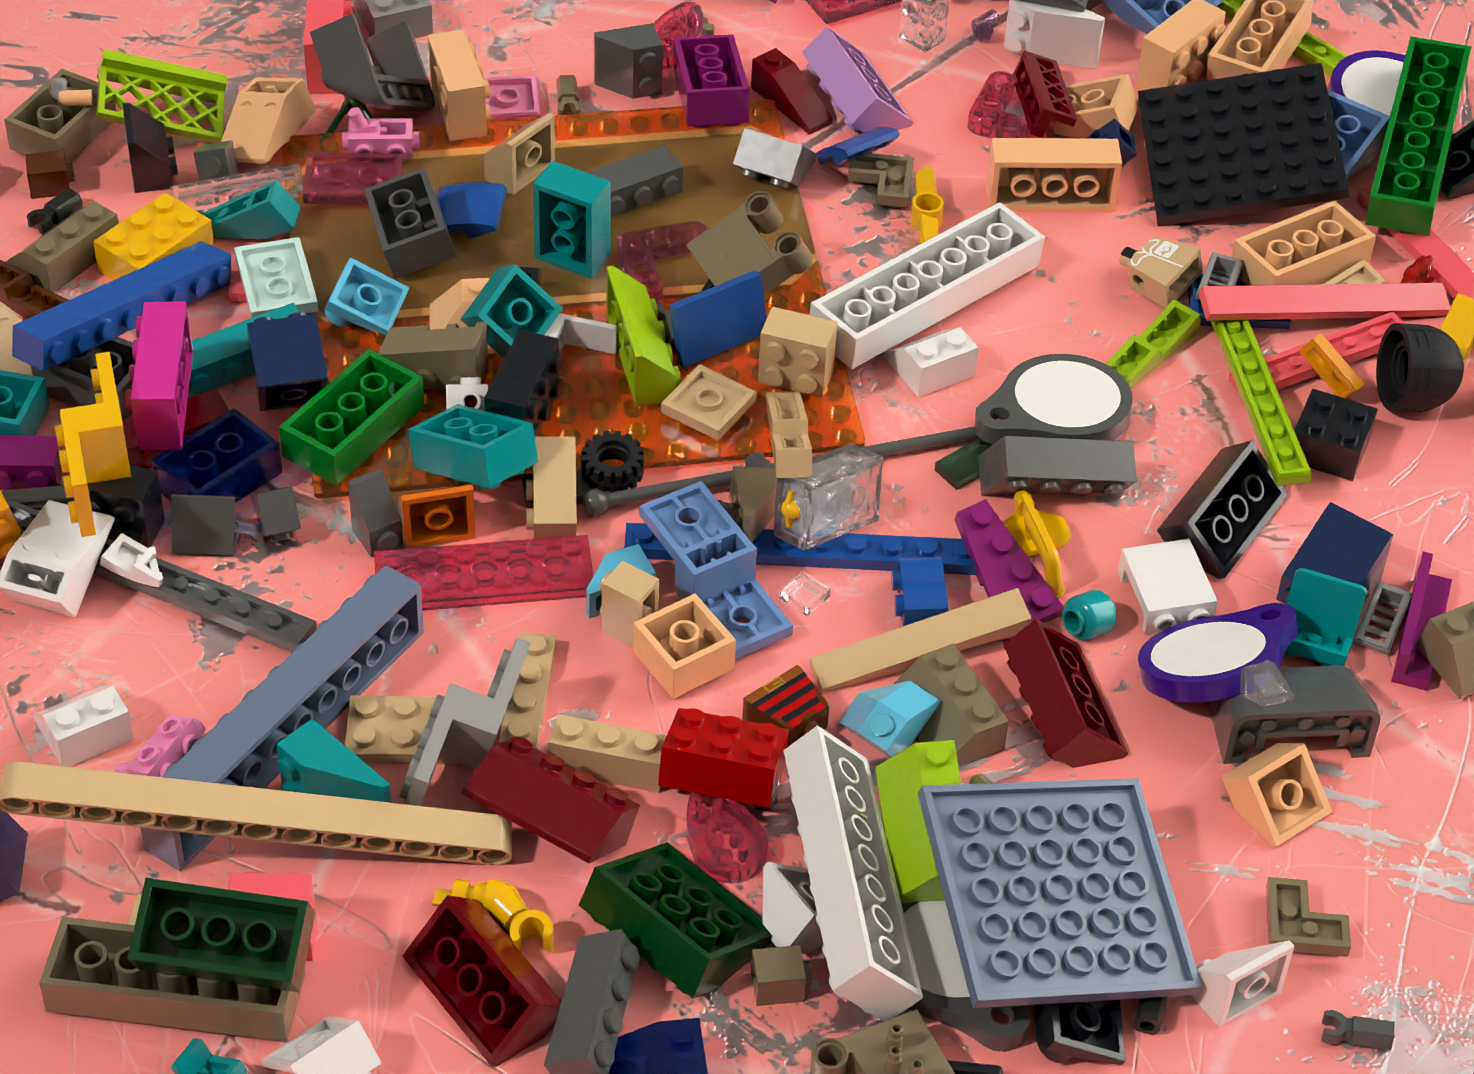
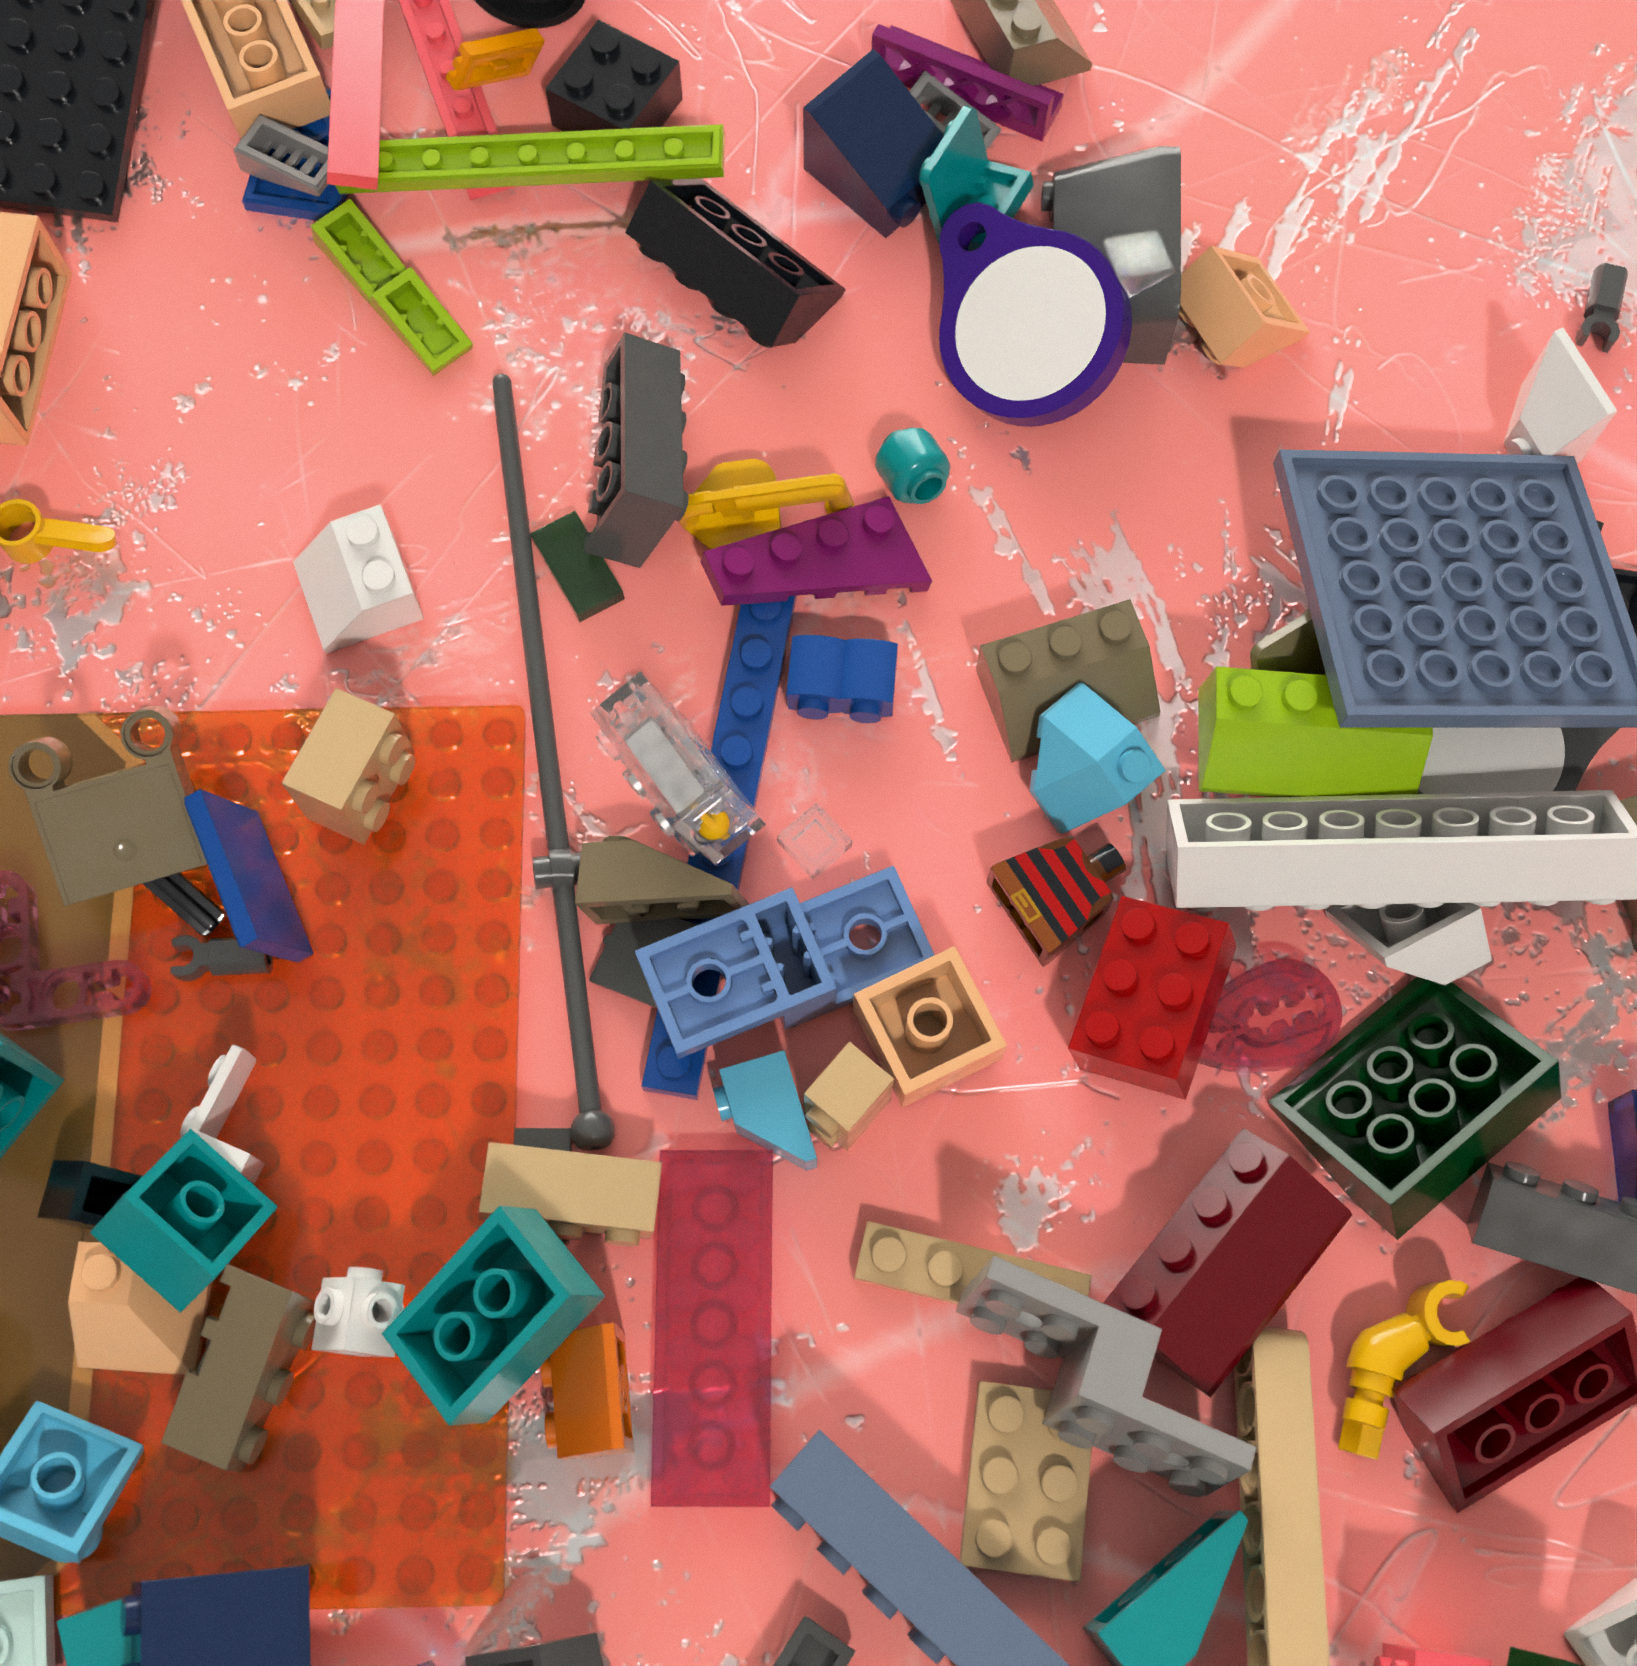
camera: 80 degrees left, 25 degrees up
(352, 417) = (363, 1526): green brick -> none
(374, 513) = (595, 1496): dark grey slope -> none
(527, 380) = (364, 1213): black brick -> none
(608, 751) = (1120, 1165): tan brick -> none
(612, 447) = (513, 1057): black tyre -> none
(640, 339) = (260, 1013): lime slope -> none
(708, 402) = (412, 923): tan plate -> none
(779, 975) = (1522, 976): dark tan brick -> none
(789, 435) = (554, 801): tan slope -> none
(899, 648) = (942, 693): tan slope -> none
(929, 283) = (216, 554): white brick -> none
(1057, 399) = (498, 421): piece -> none
(1063, 697) = (1060, 529): dark red slope -> none
(1162, 269) = (239, 230): tan torso -> none
(1167, 584) = (871, 353): white panel -> none
(1308, 931) = (1441, 341): dark tan plate -> none

